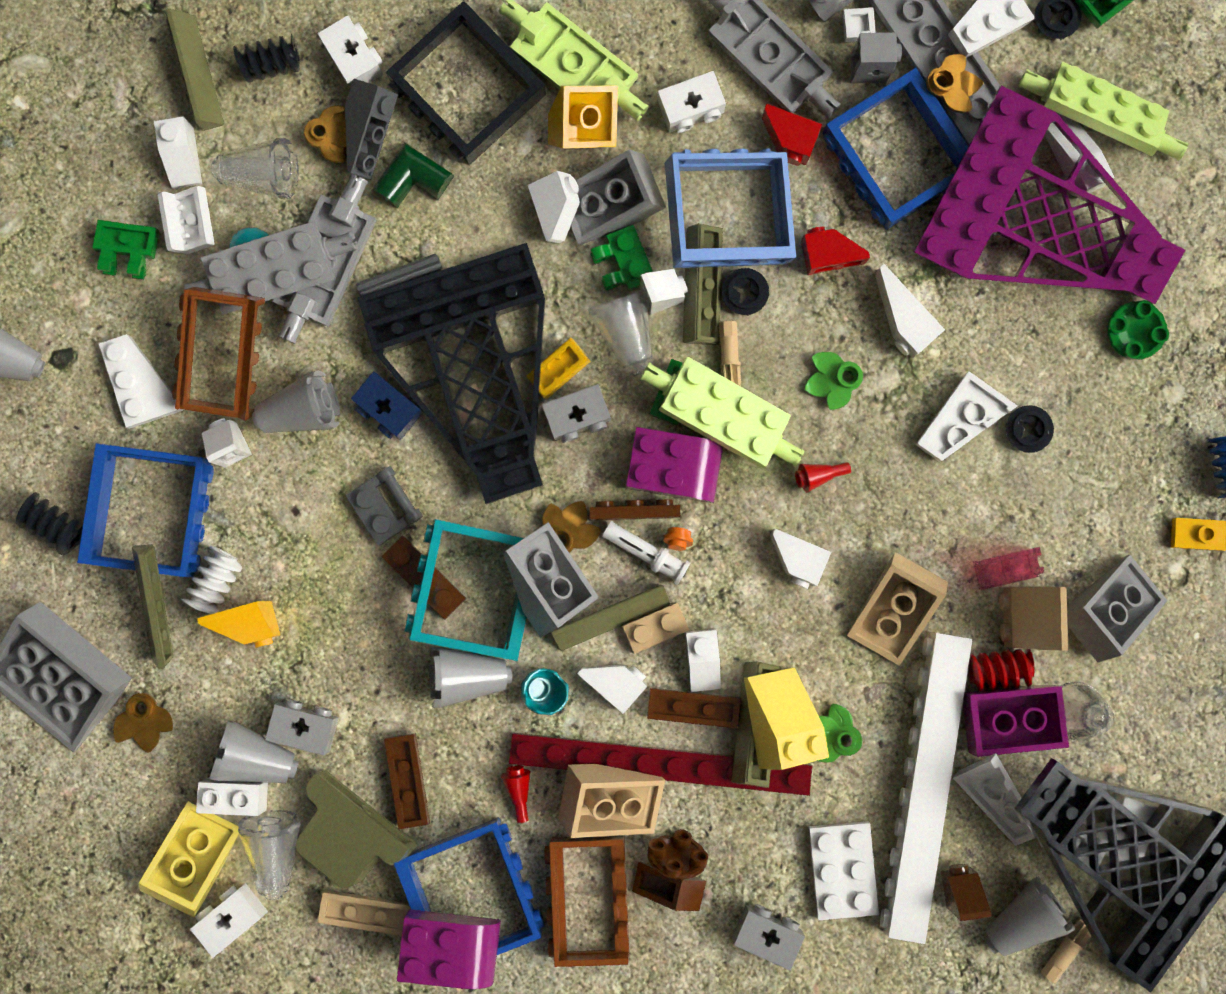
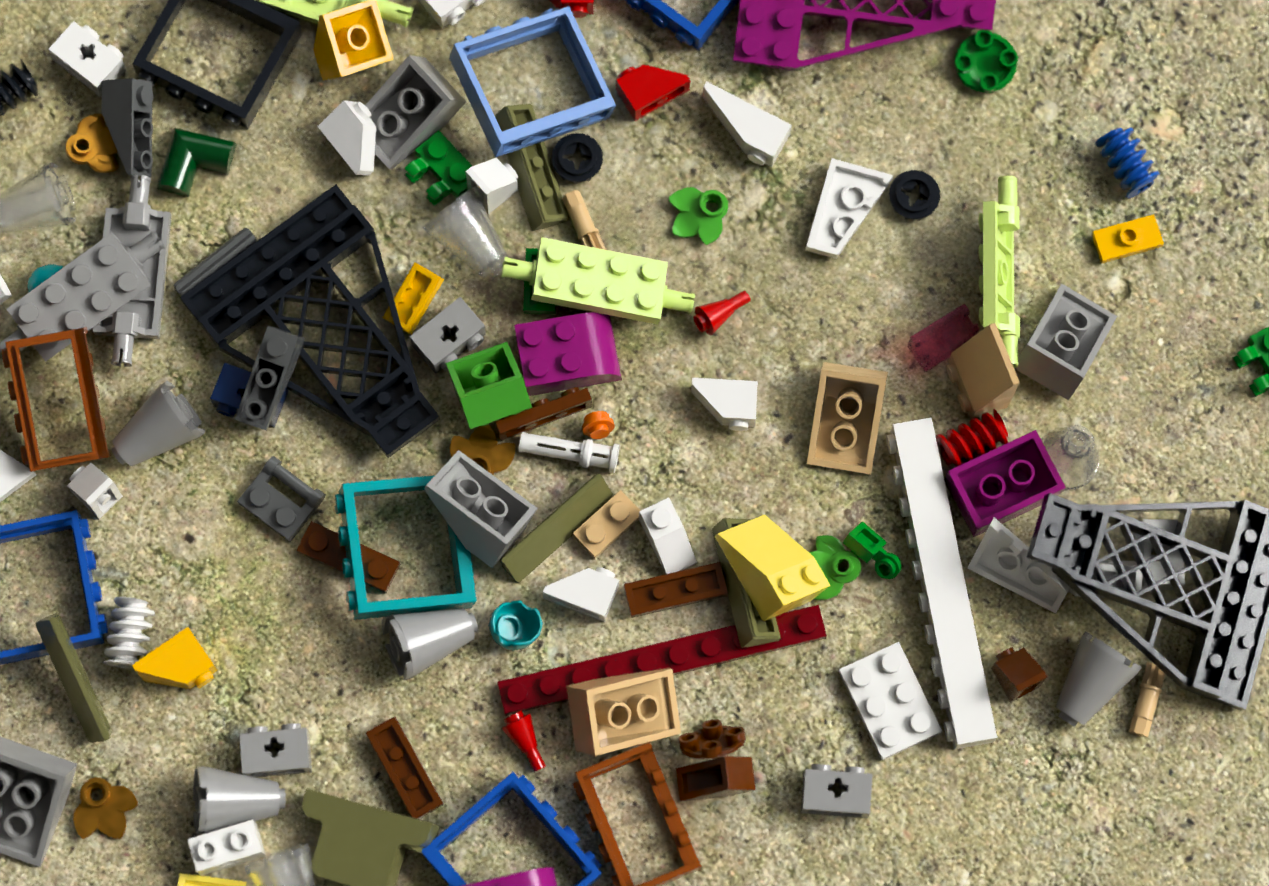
camera: 25 degrees left, 10 degrees down
(406, 399) = (269, 377): none -> dark grey slope
(594, 473) = (489, 385): none -> bright green brick
(874, 731) = (868, 546): none -> green plate
(1083, 512) = (997, 255): none -> yellowish green plate

